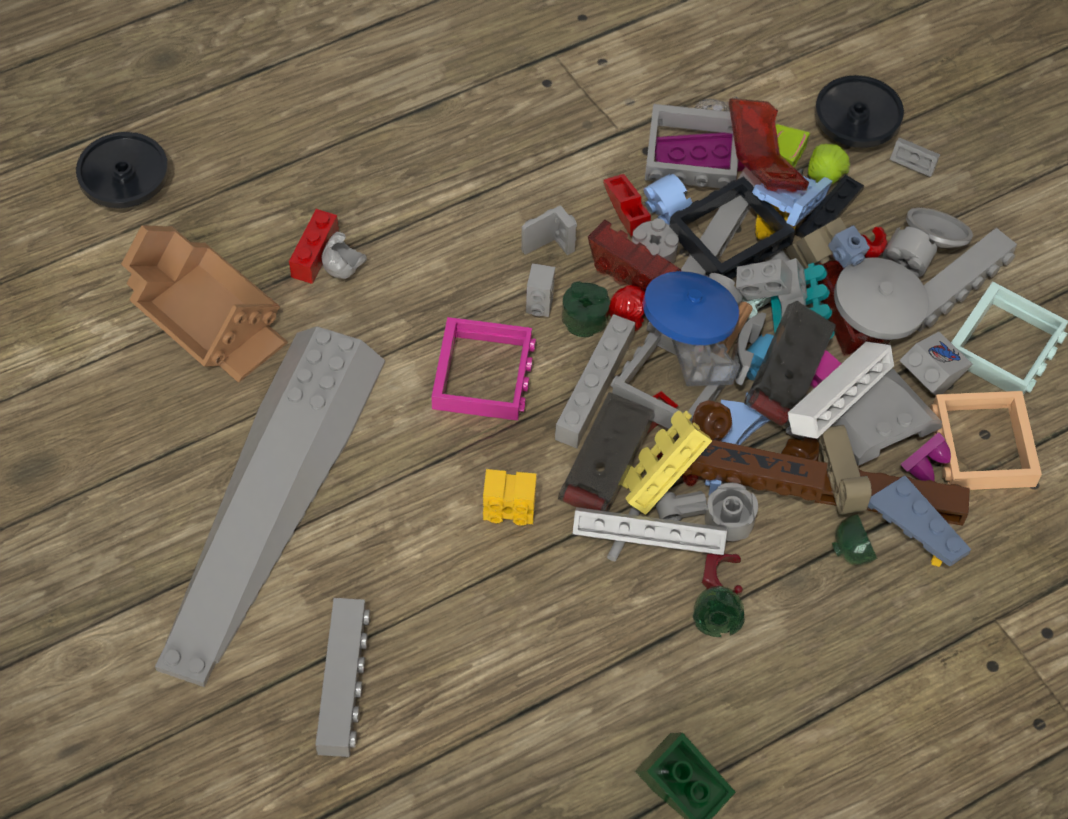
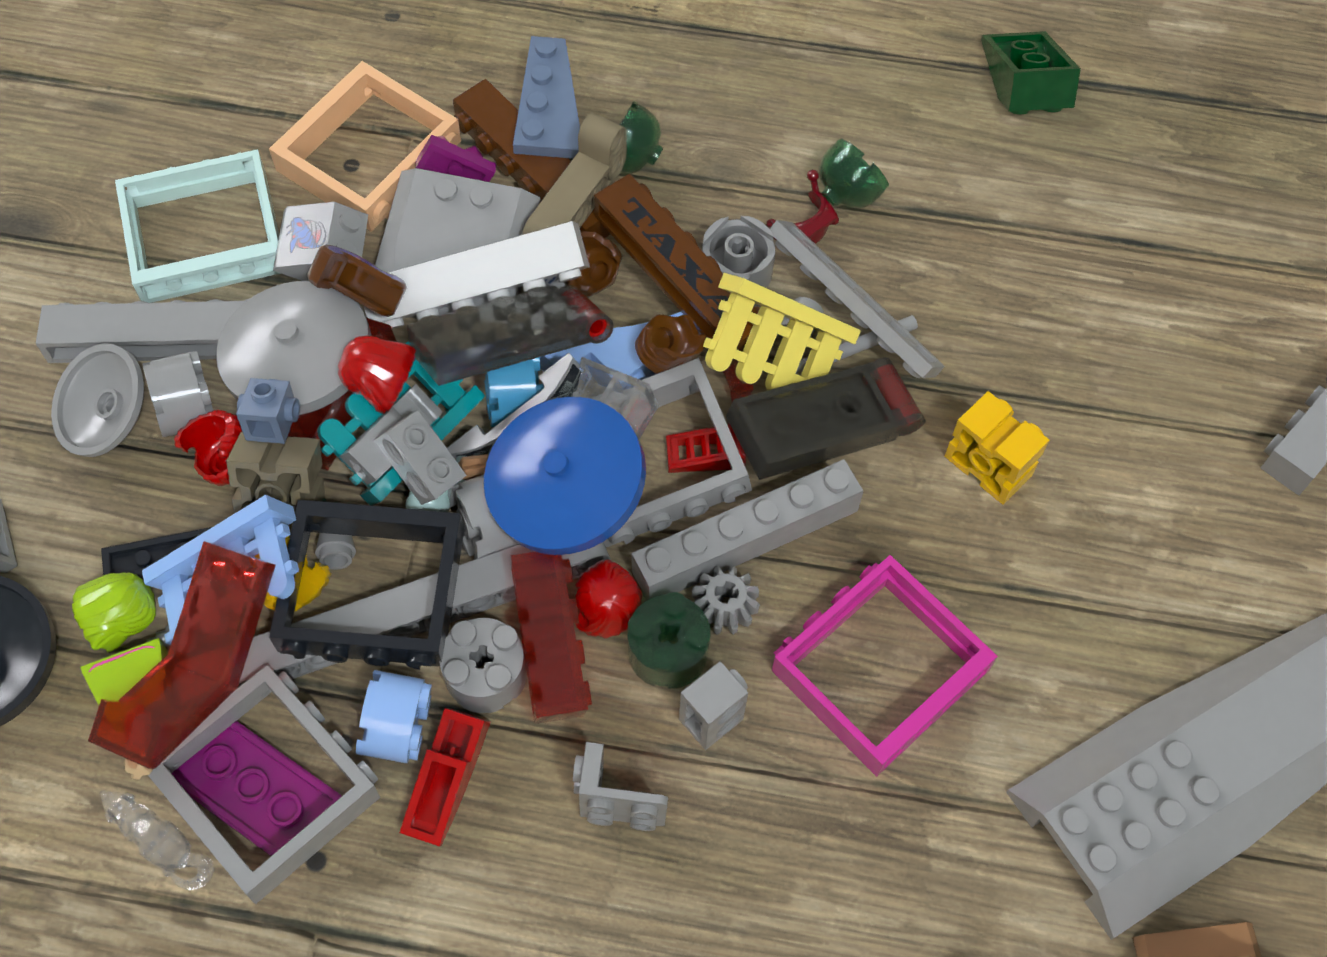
camera: 140 degrees left, 5 degrees up
(577, 345) = (741, 601): none -> light grey gear
(825, 295) = (376, 369): none -> red hair
(888, 336) = (356, 279): none -> reddish brown animal

